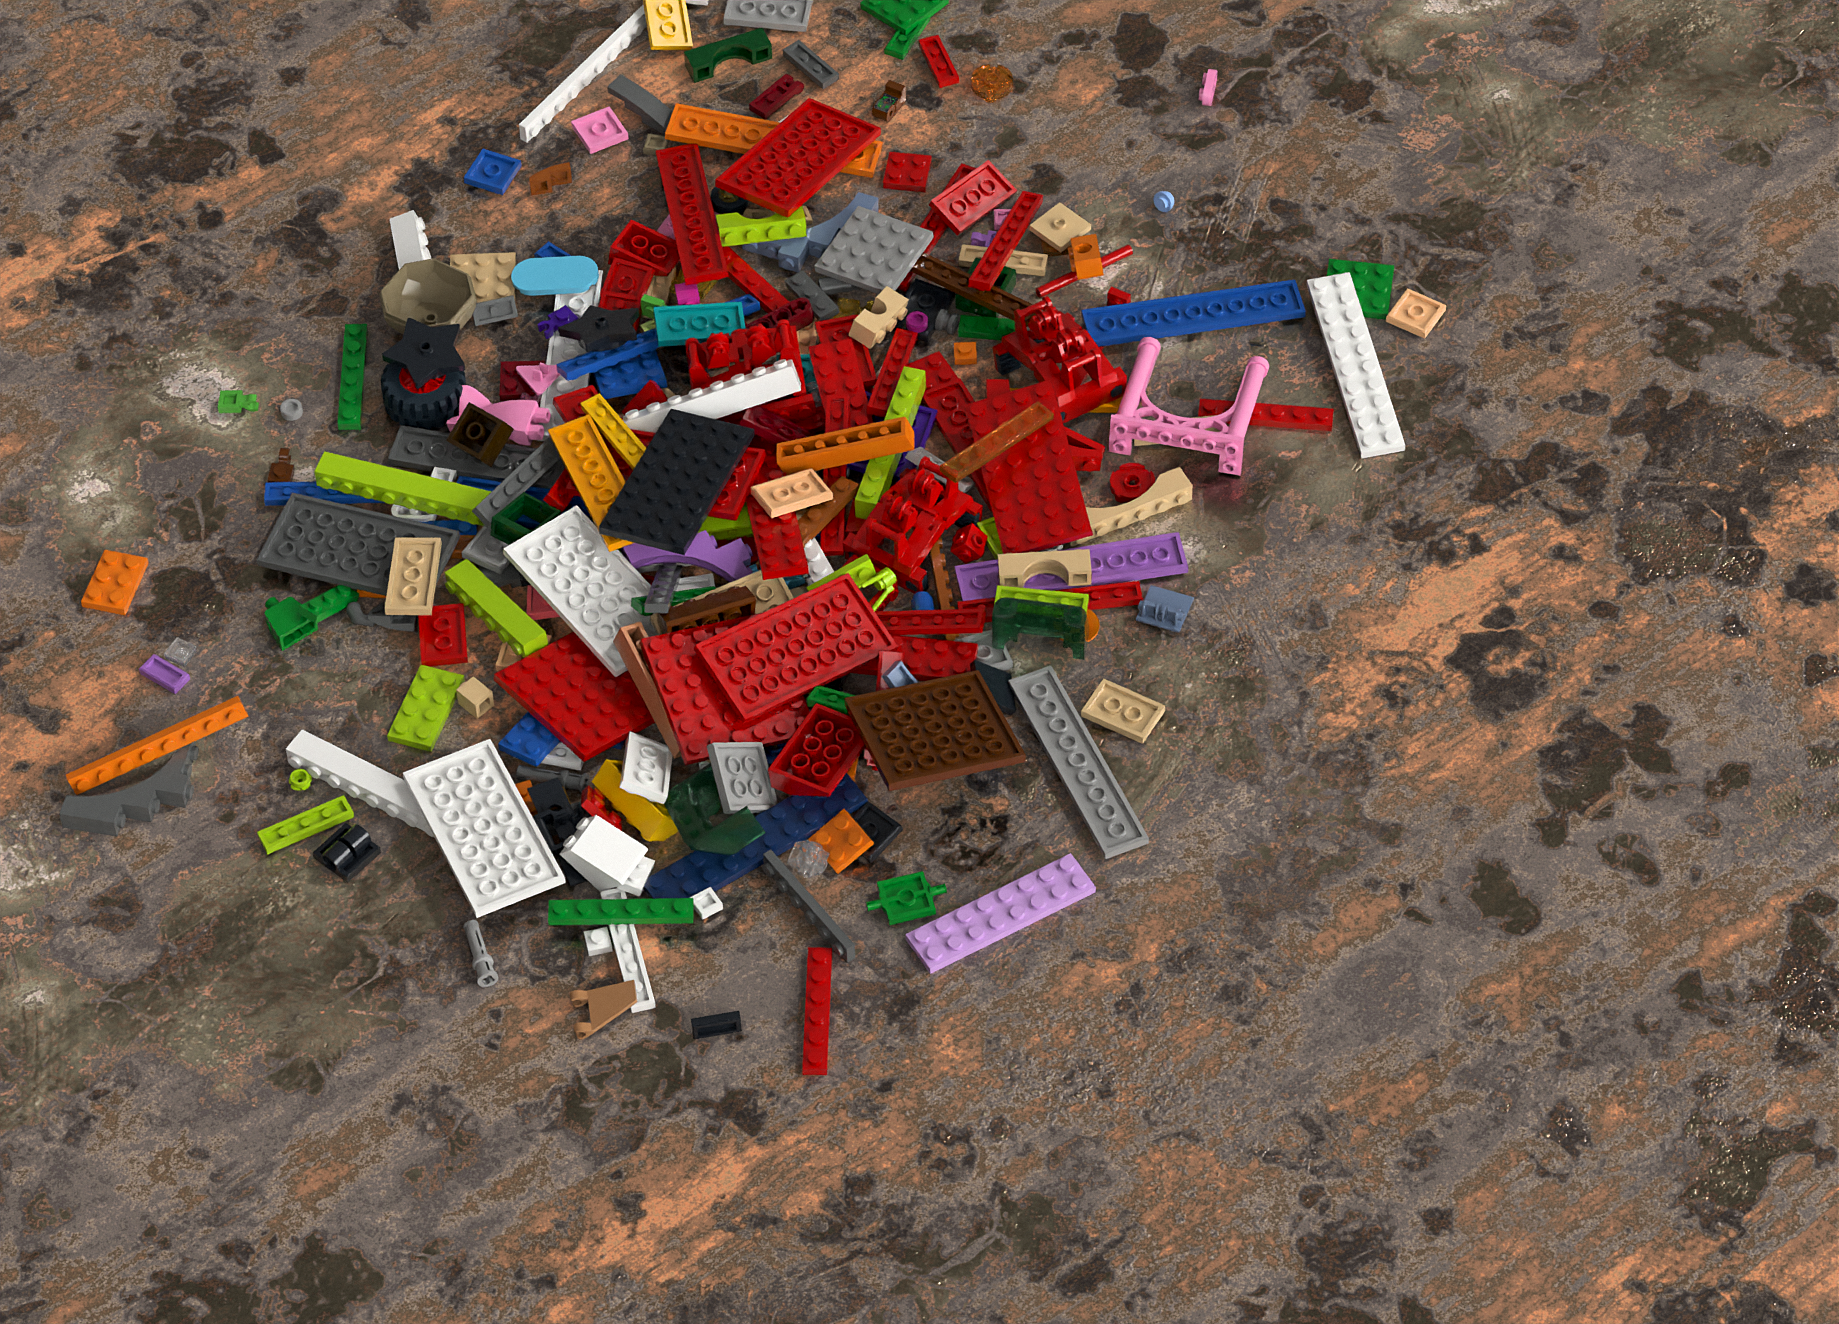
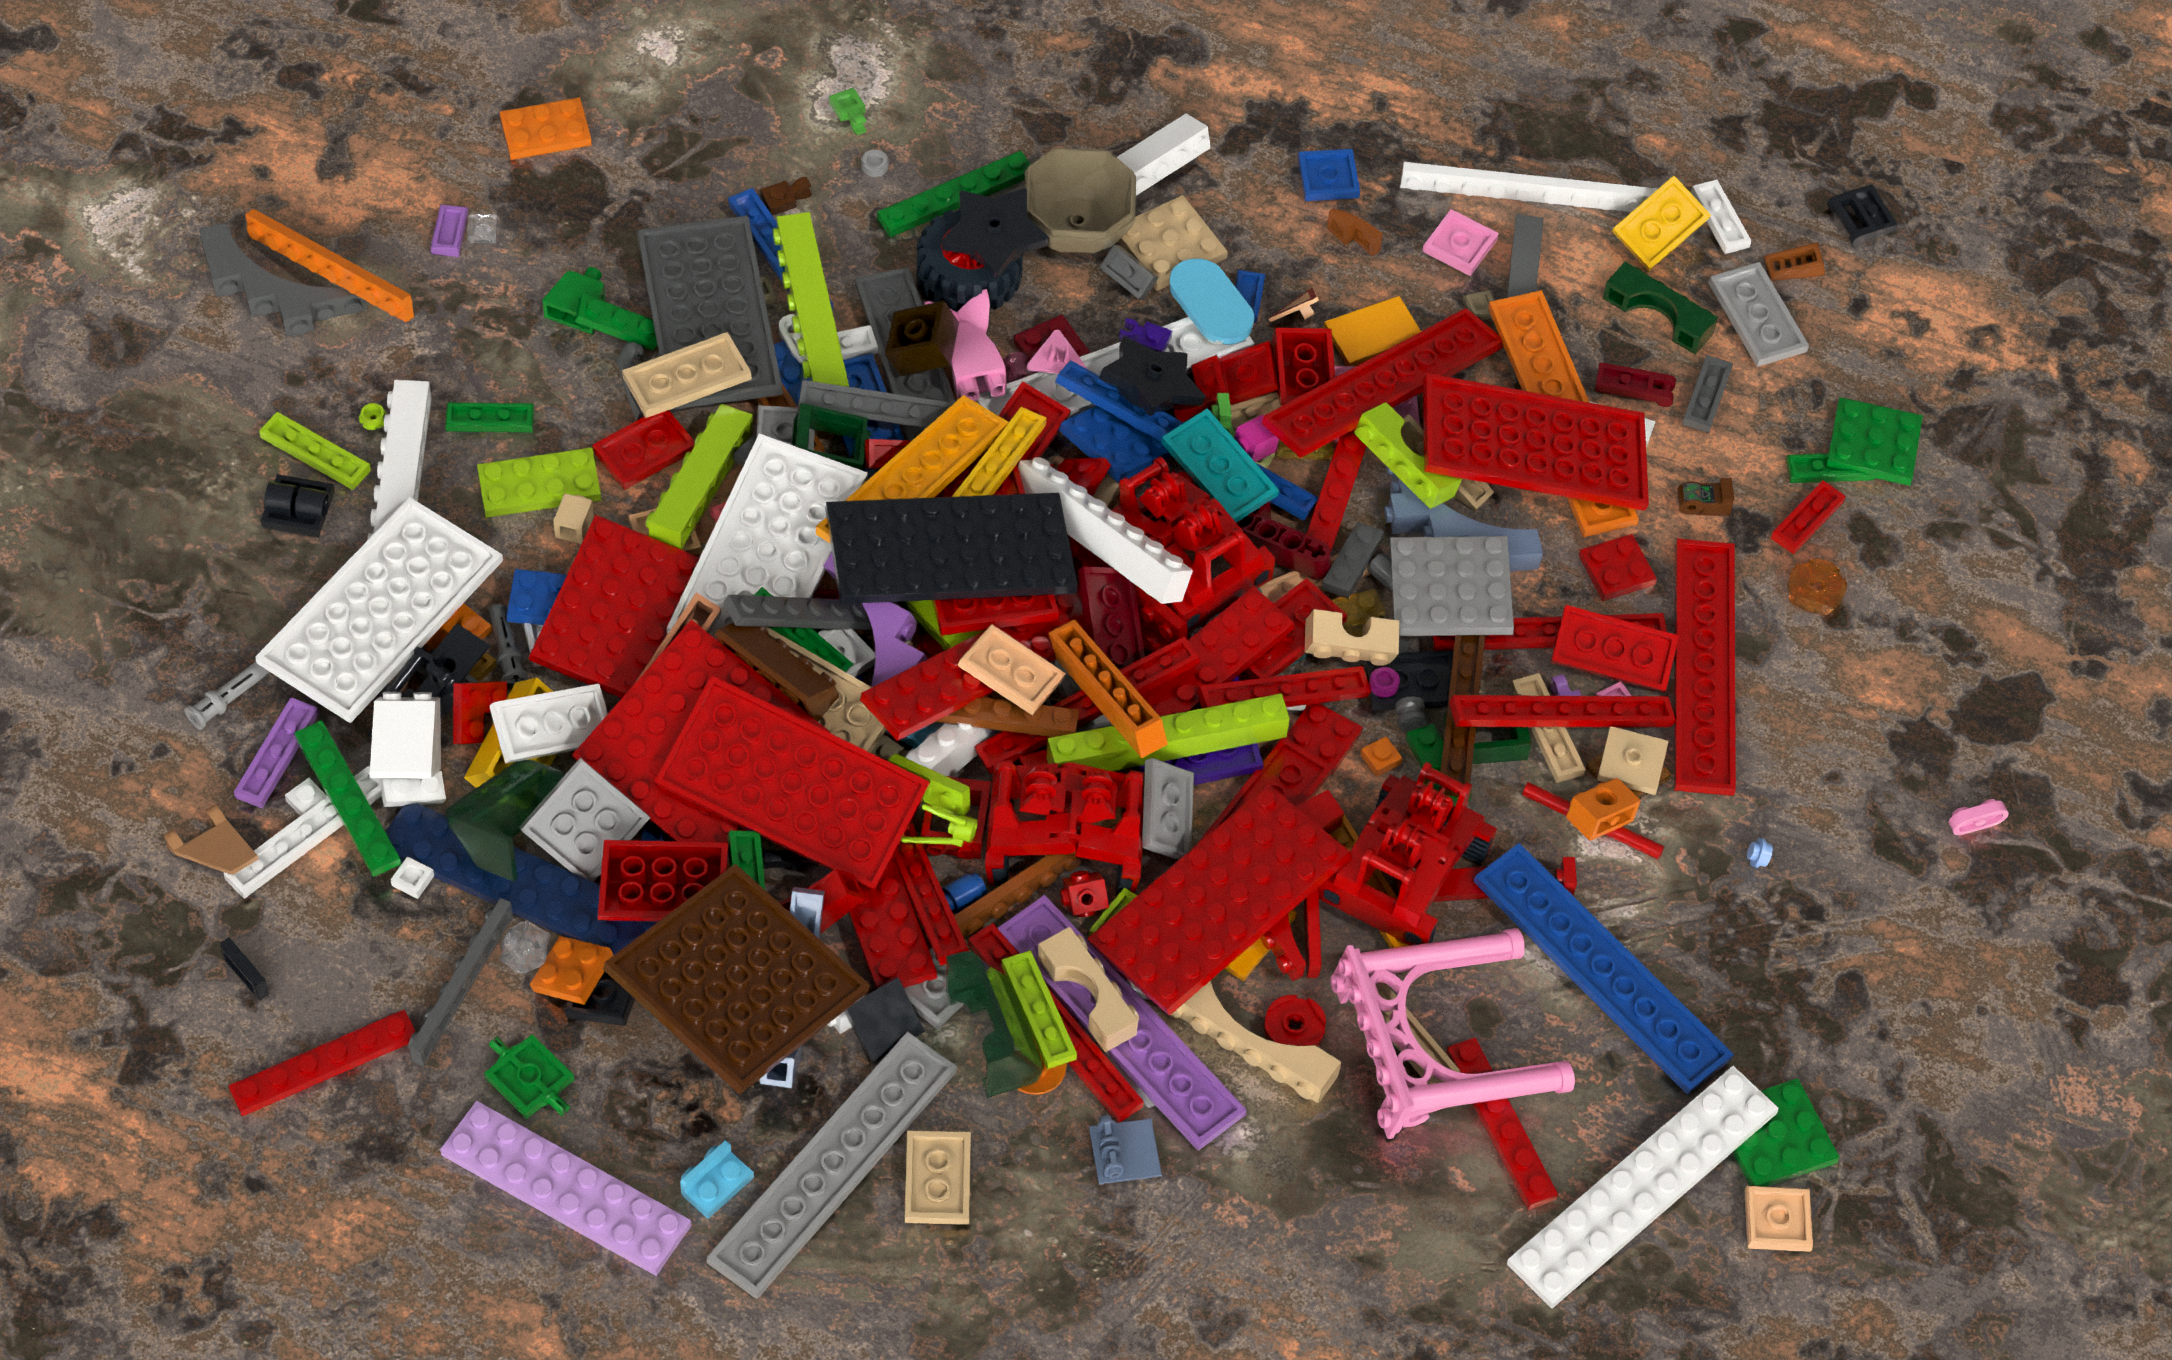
camera: 55 degrees right, 5 degrees up
(348, 714) = (489, 417): none -> green tile
(549, 942) = (275, 753): none -> medium lavender plate
(587, 232) = (1300, 303): none -> light nougat piece
(636, 202) = (1371, 330): none -> light orange tile
(996, 442) = (1210, 838): clear orange tile -> none
(1017, 164) = (1705, 668): none -> red plate
(1049, 829) = (715, 1179): none -> medium azure bracket

